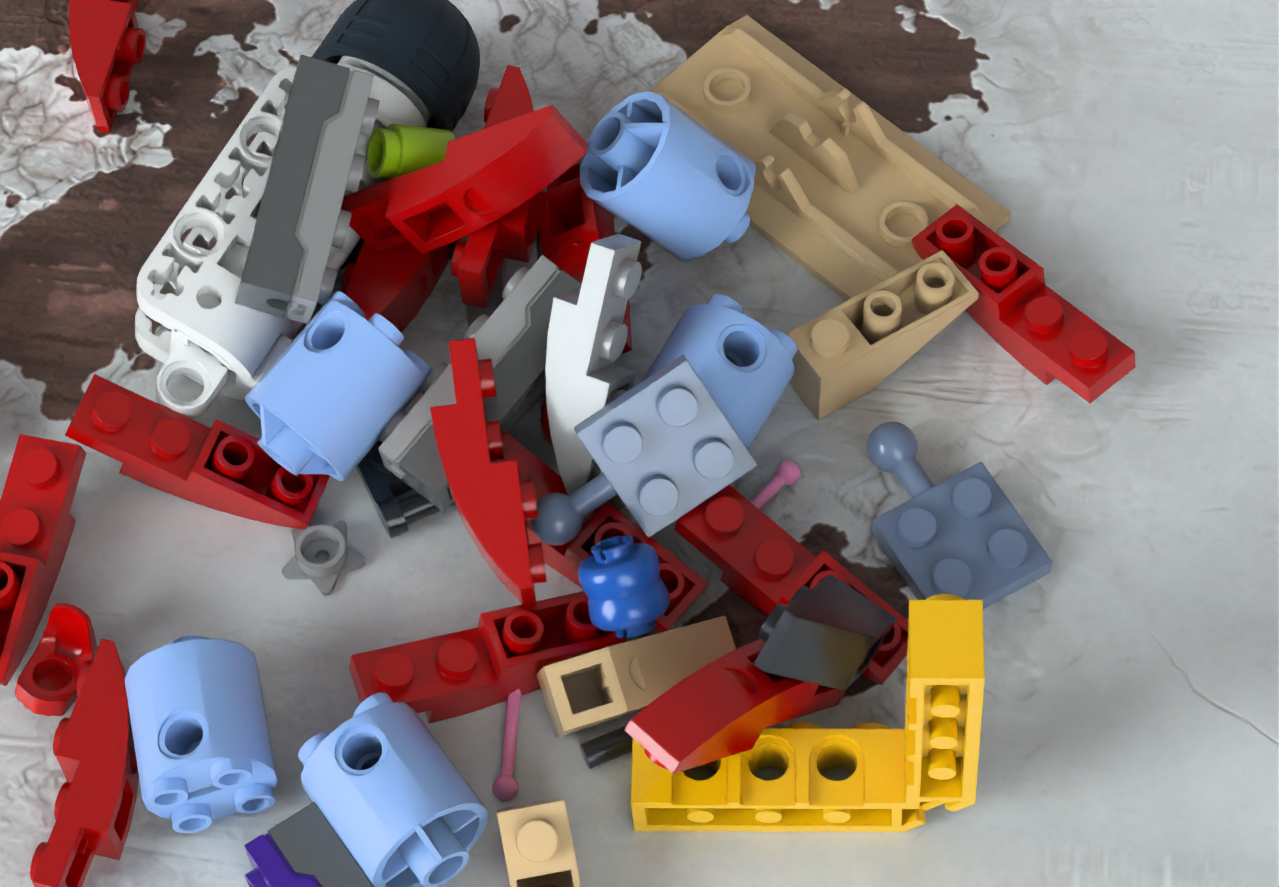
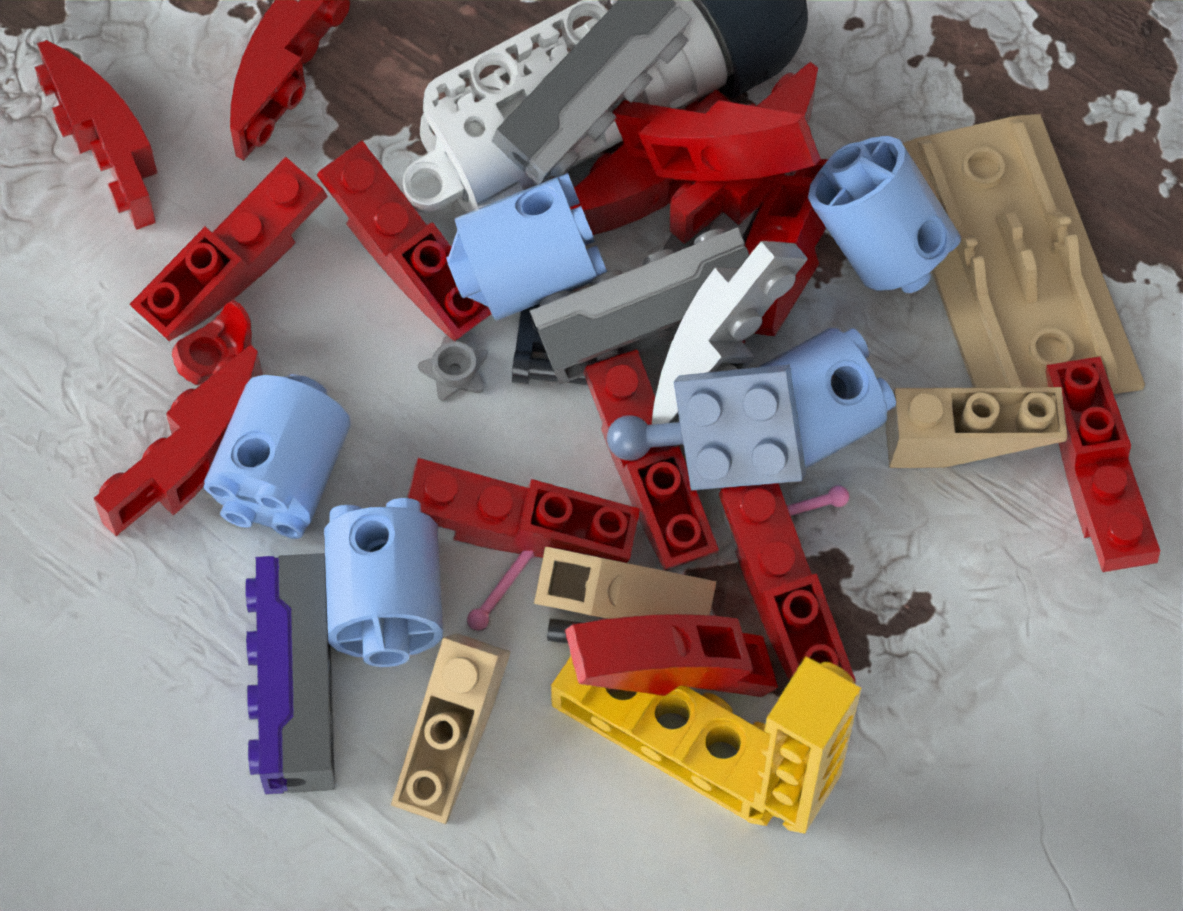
camera: 25 degrees right, 5 degrees up
(404, 149) = (690, 88): lime brick -> none
(487, 493) = (583, 395): red slope -> none
(623, 586) = (643, 518): blue piece -> none
(823, 635) = (765, 639): black slope -> none
(953, 534) = (931, 620): sand blue plate -> none

